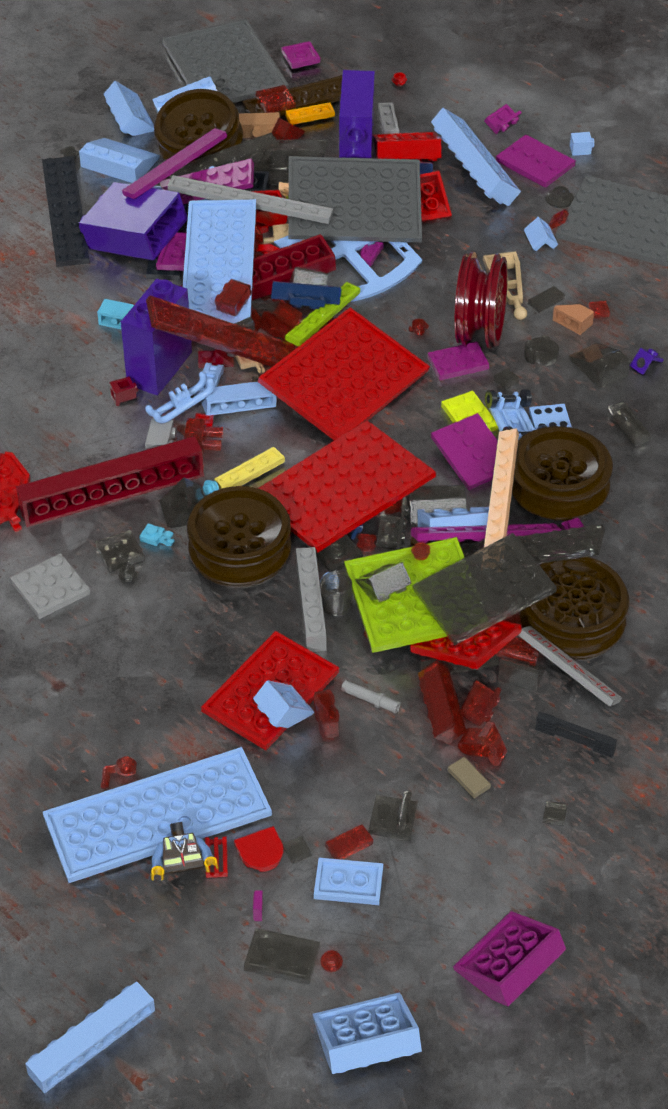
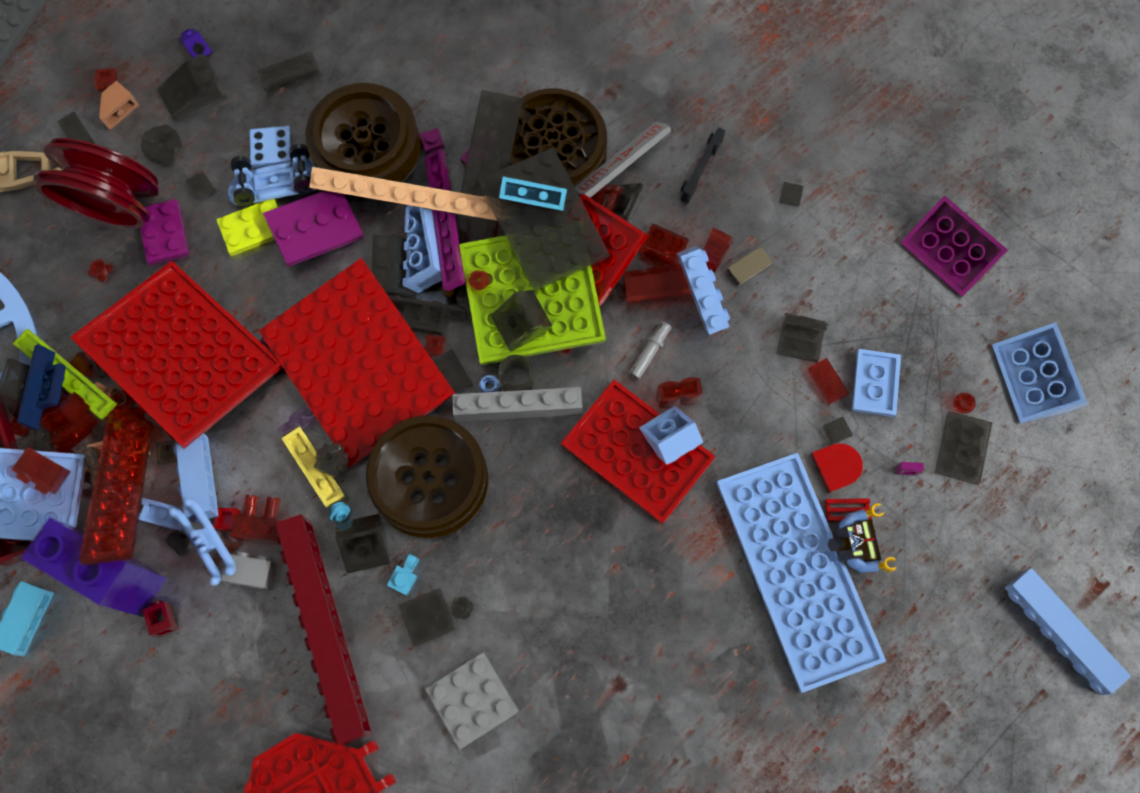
camera: 85 degrees left, 25 degrees up
(124, 766) = (738, 604): clear red plate -> none
(252, 473) = (331, 460): none -> clear smoke brick
(291, 455) = (301, 418): none -> clear purple plate
(428, 720) = (703, 290): none -> light blue brick
(497, 564) = (533, 193): none -> medium azure brick

